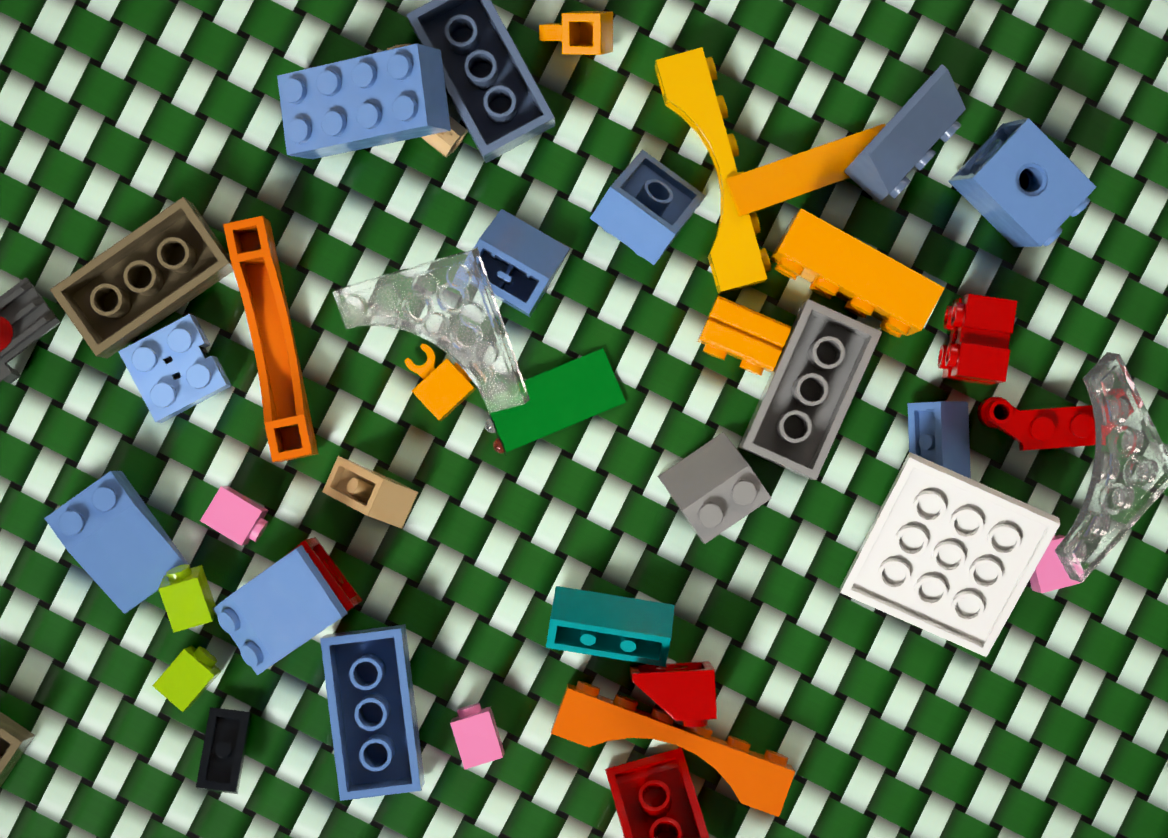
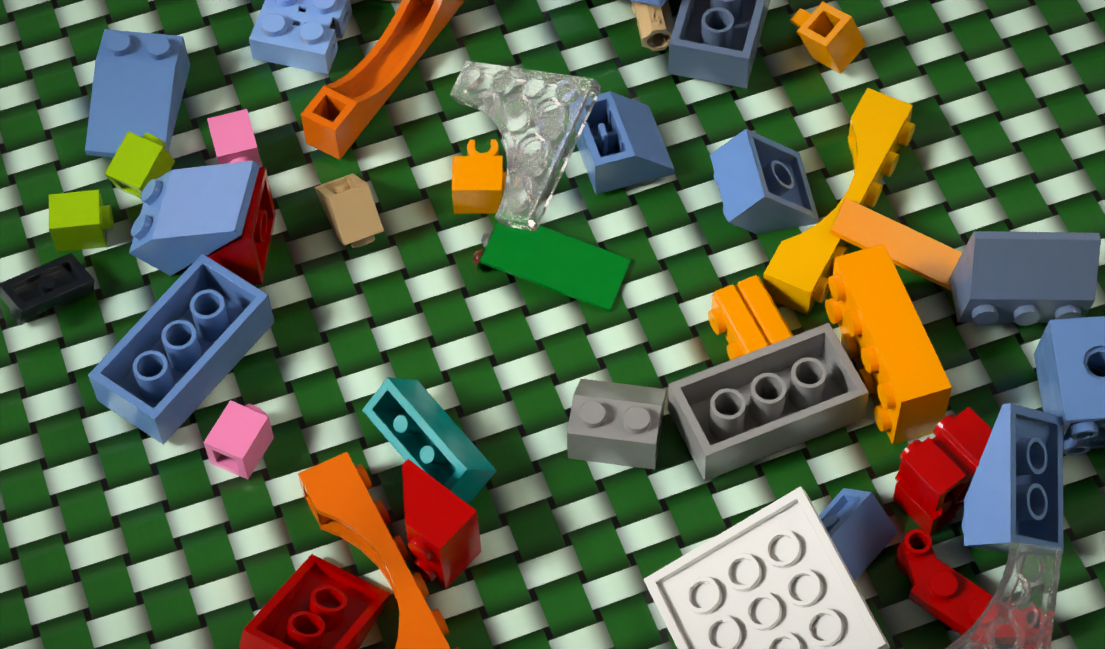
camera: 50 degrees right, 30 degrees down
(1048, 325) = (1017, 483): none -> medium blue slope

